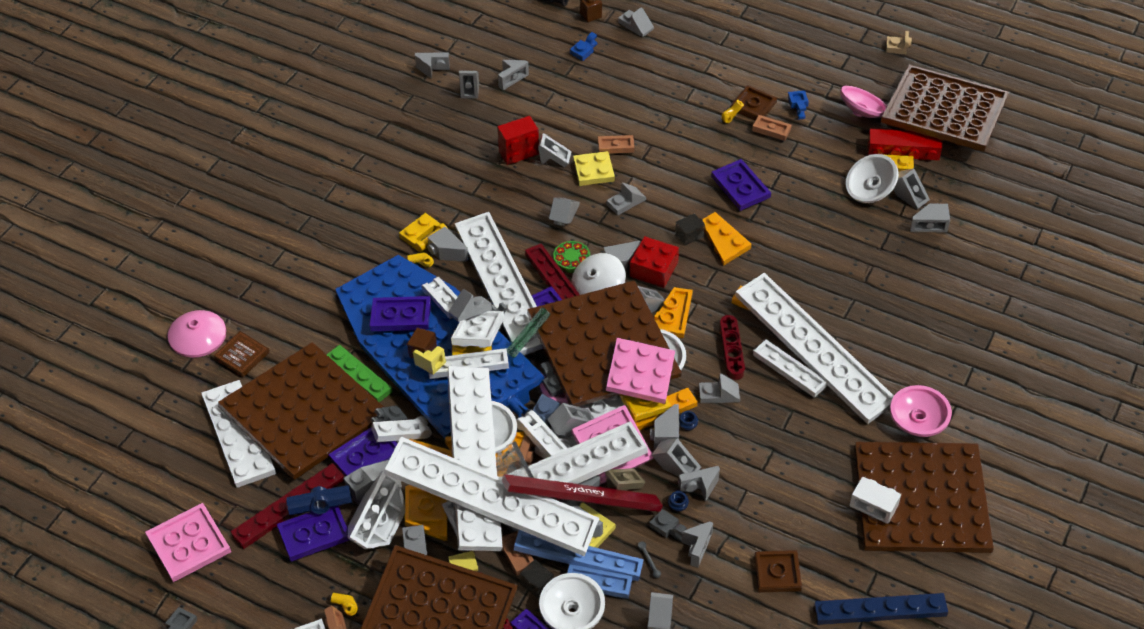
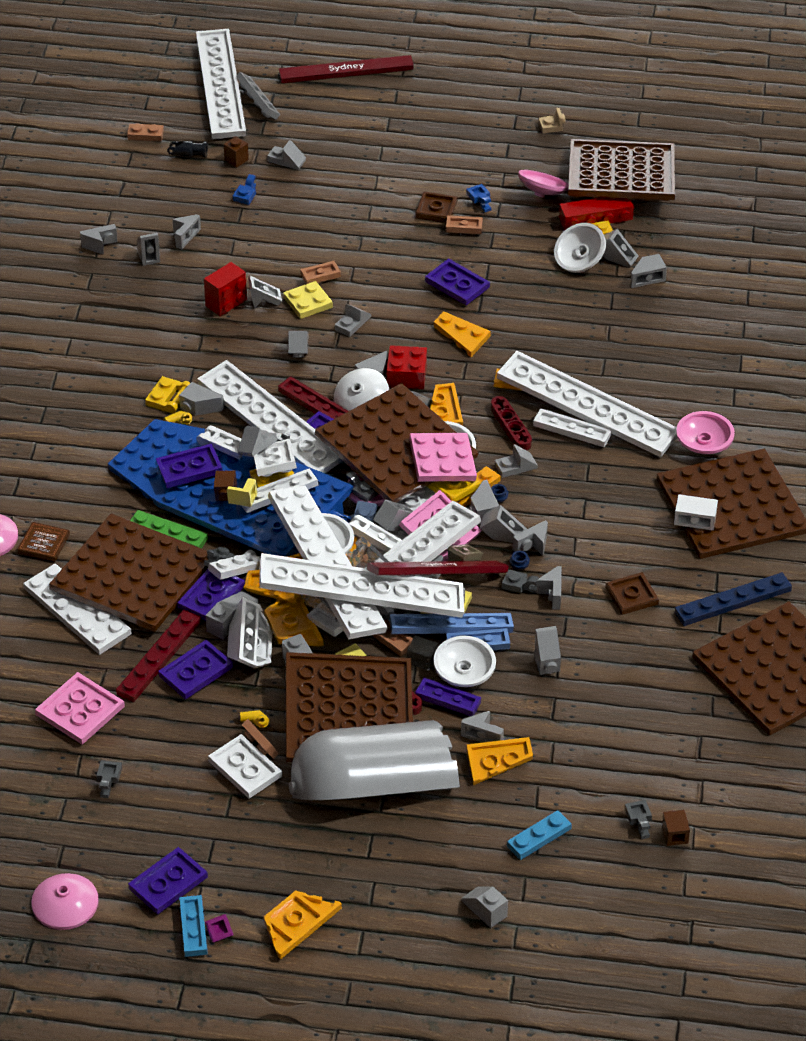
camera: 20 degrees left, 5 degrees down
(319, 500) = (183, 642): dark blue piece -> none
(528, 332) = (325, 448): clear green axle -> none
(570, 255) = (323, 380): tile -> none
(642, 547) = (503, 605): dark grey hinge -> none
(690, 229) = (427, 331): clear smoke brick -> none
(730, 113) = (418, 220): yellow arm -> none

